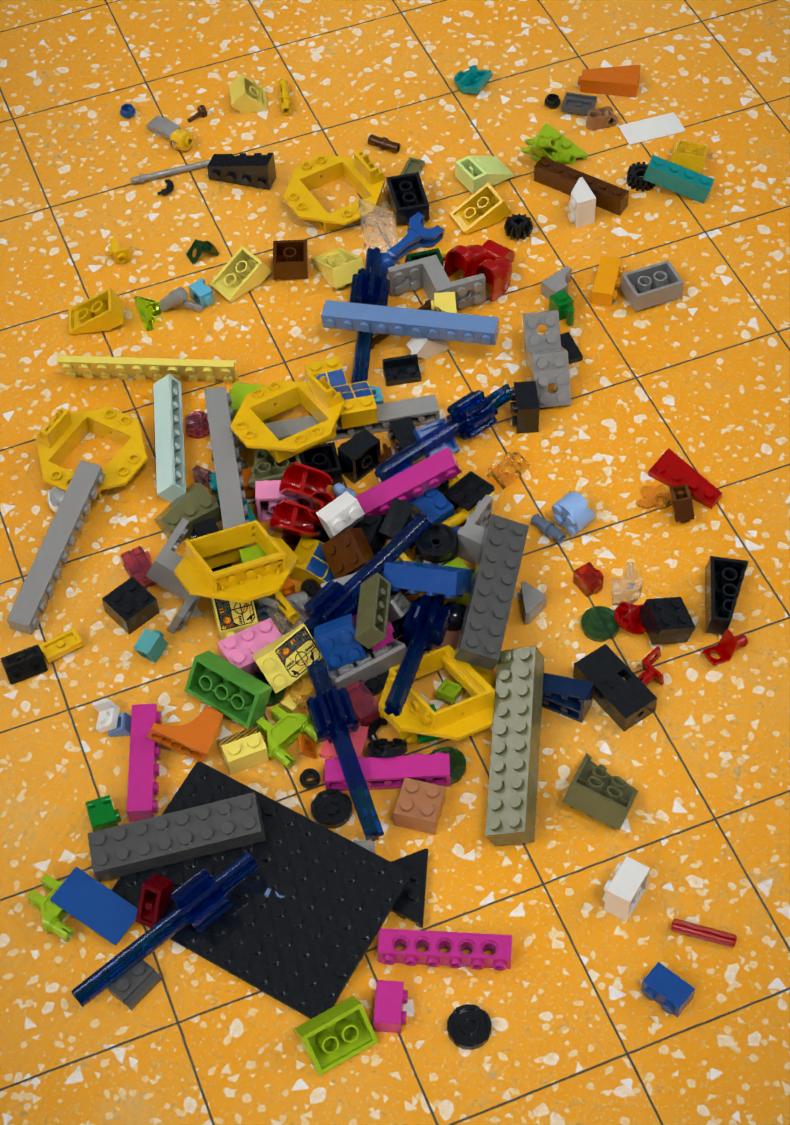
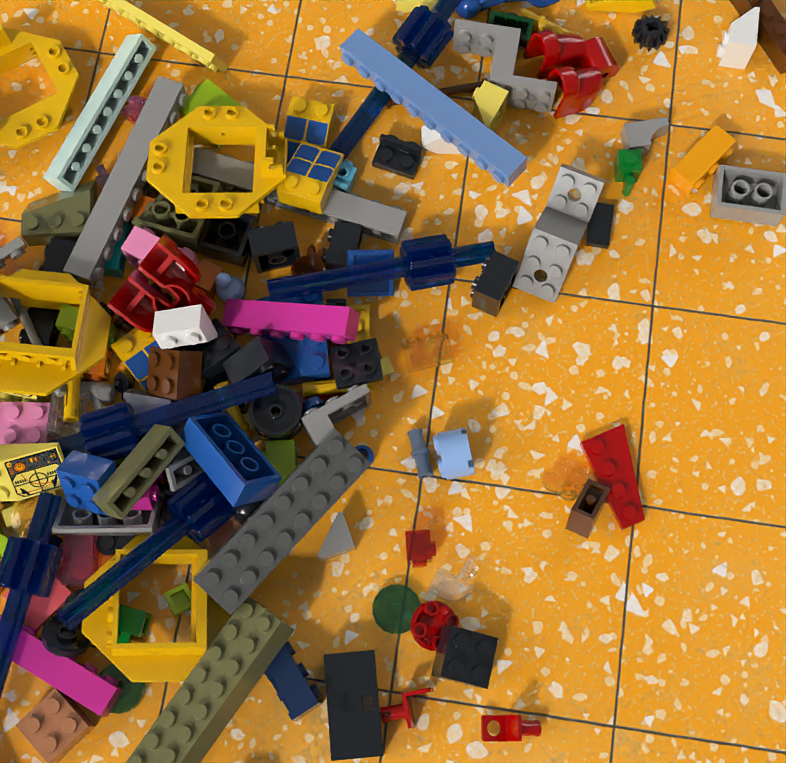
camera: 30 degrees right, 20 degrees up
(722, 589) = (554, 655): black wedge -> none

